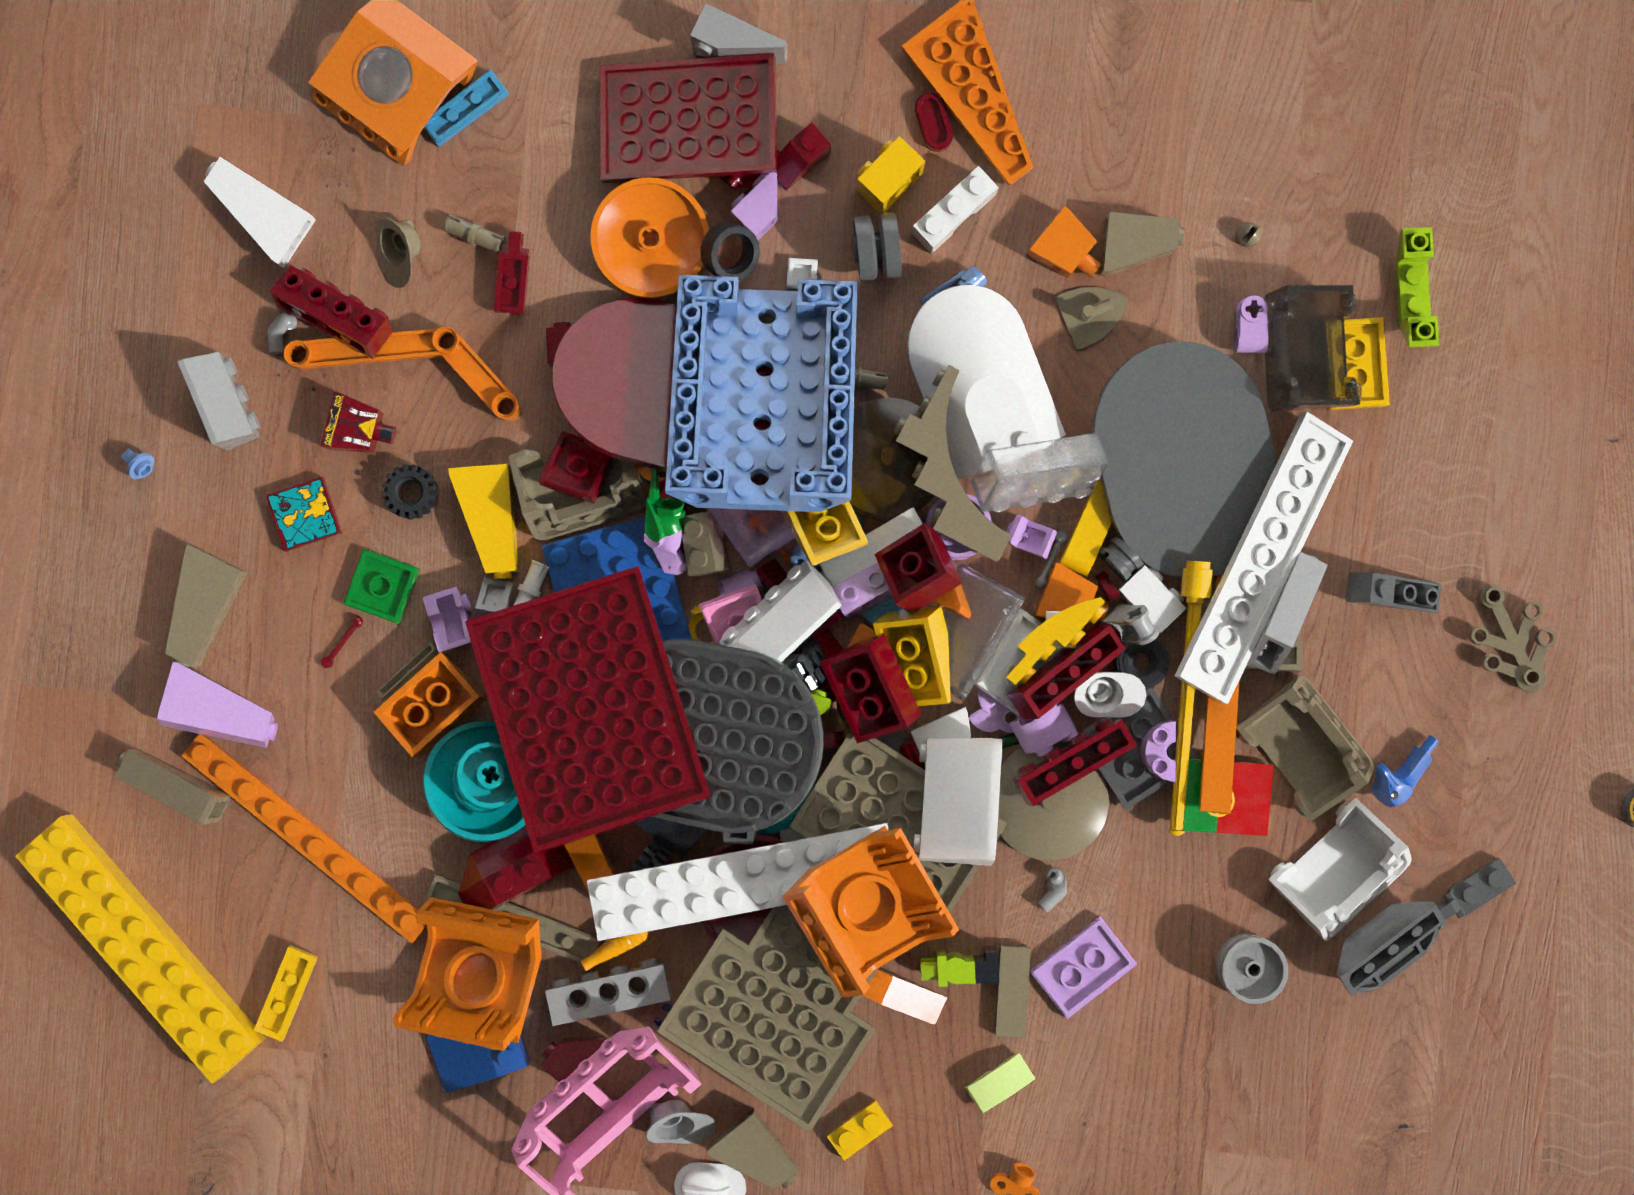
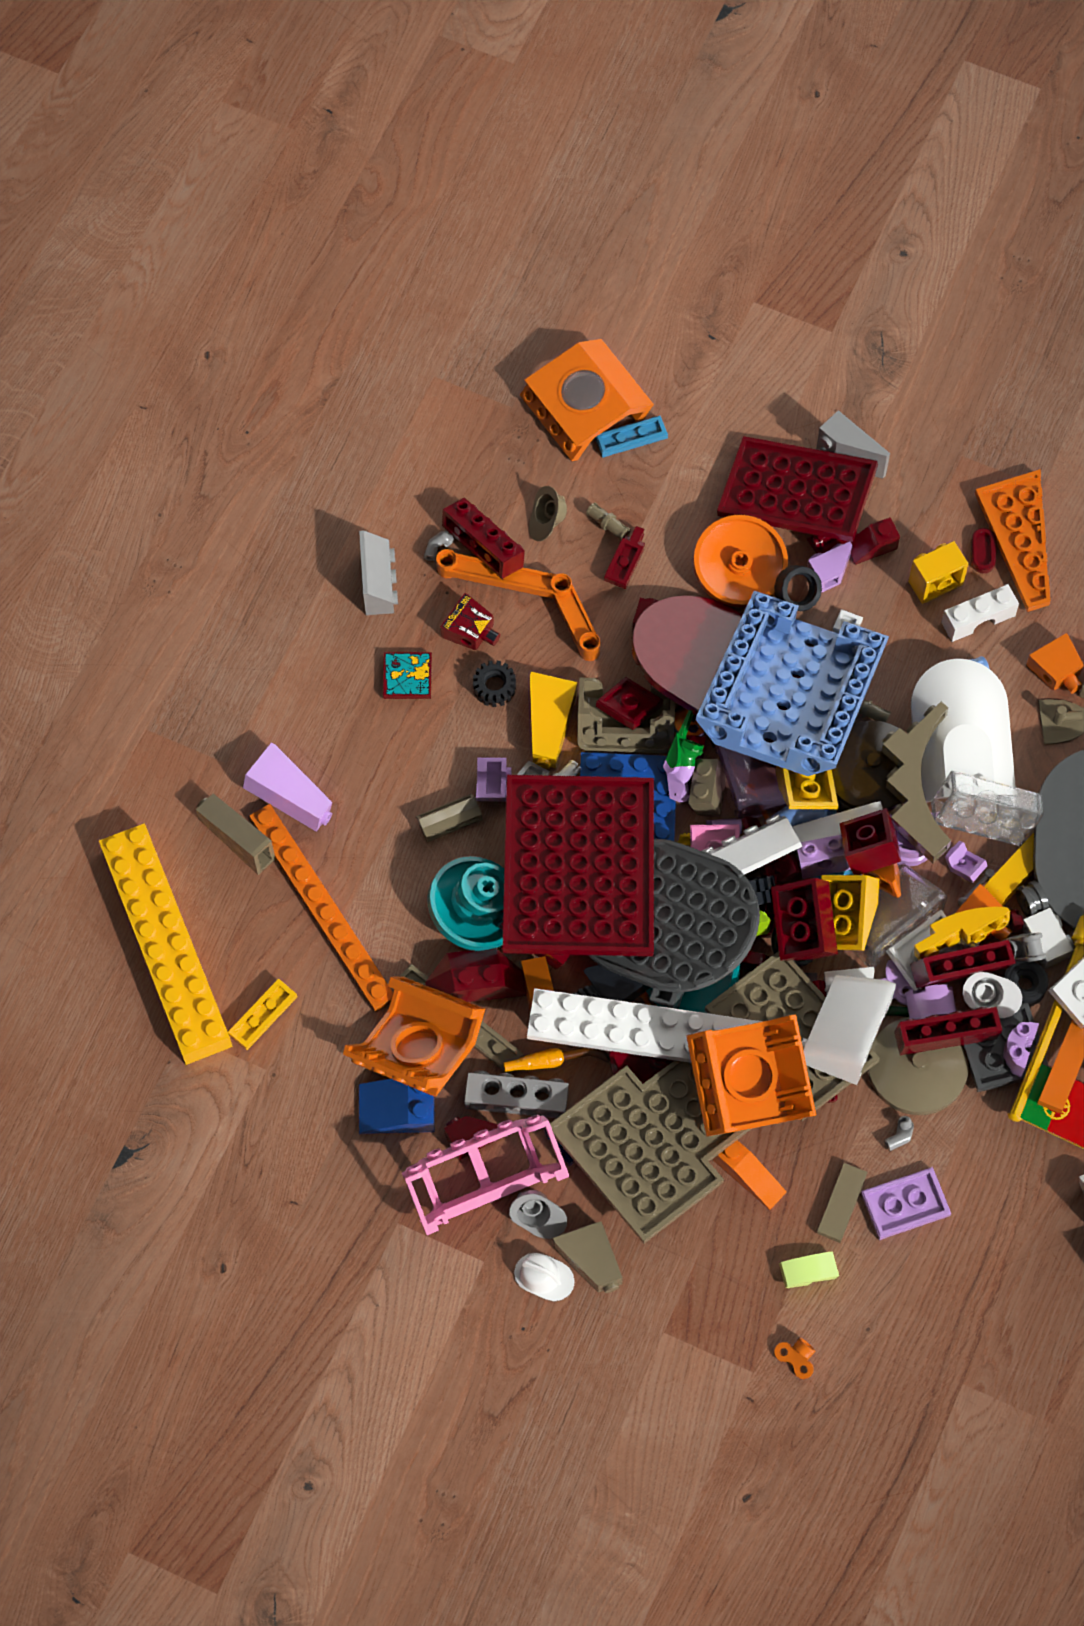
camera: 20 degrees right, 20 degrees down
(139, 464) = (299, 600): medium blue plate -> none
(201, 604) = (308, 711): dark tan slope -> none
(264, 214) = (455, 457): white slope -> none
(328, 661) = (385, 785): dark red hinge -> none
(381, 586) = (447, 744): green tile -> none
(429, 705) = (455, 834): orange slope -> none
(859, 1130) = (681, 1270): yellow plate -> none
(877, 246) = (913, 617): dark grey wheel -> none
(961, 968) = (806, 1163): lime hips -> none
(1265, 979) = (1053, 1230): light grey wheel -> none

